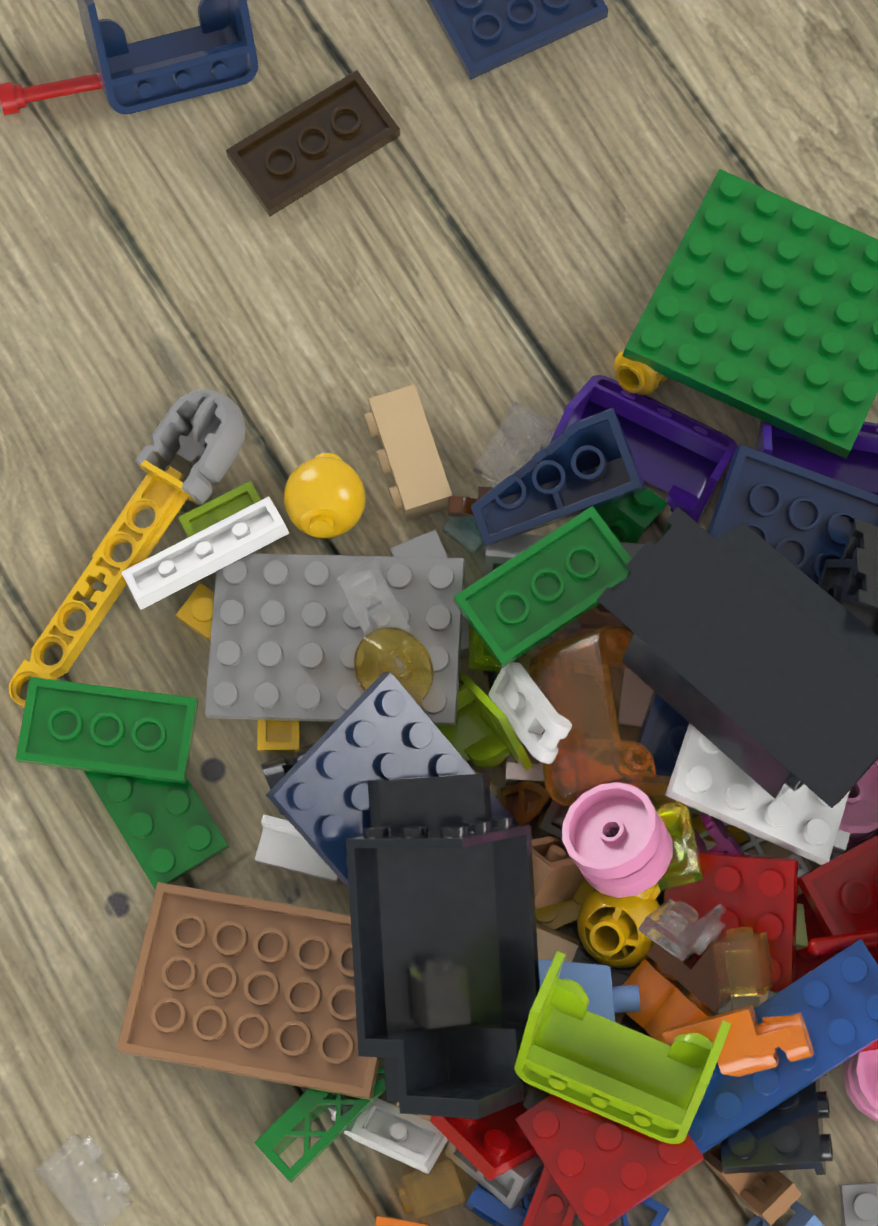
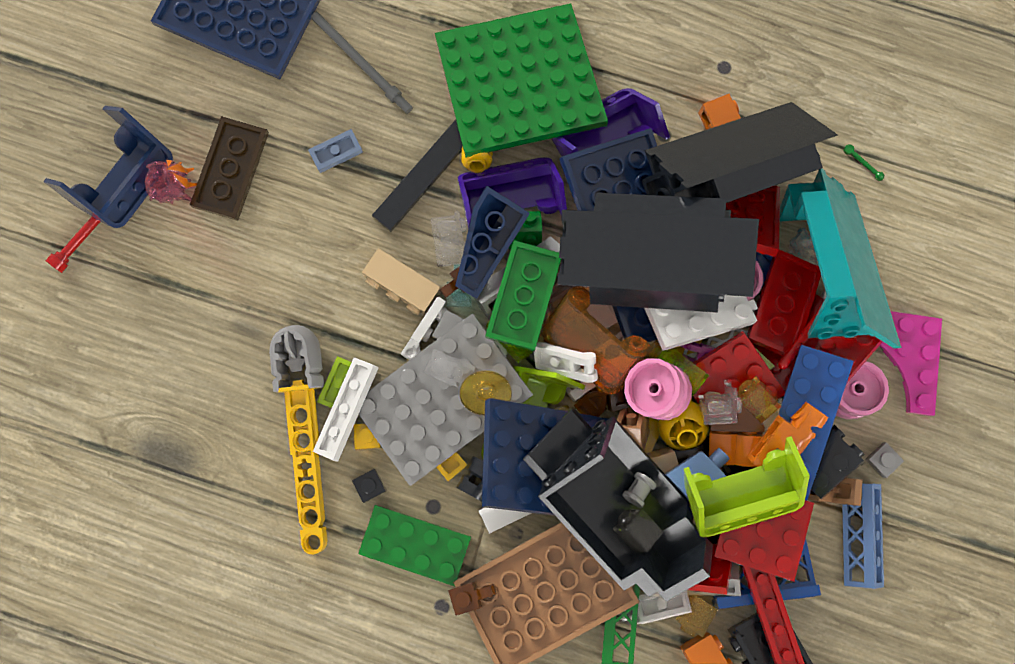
camera: 45 degrees left, 5 degrees up
(107, 730) = (369, 532): green plate -> none
(155, 673) = (369, 485): none -> black plate
(160, 913) = (468, 597): none -> reddish brown plate
(222, 101) = (168, 181): none -> clear pink hair
(324, 497) = (379, 335): yellow brick -> none
(389, 533) = (424, 331): none -> white hinge
(464, 222) = (335, 151): none -> sand blue plate
(486, 948) = (639, 490): none -> light grey bush
(541, 341) = (419, 178): none -> black tile
(599, 203) = (391, 92): none -> dark grey bar

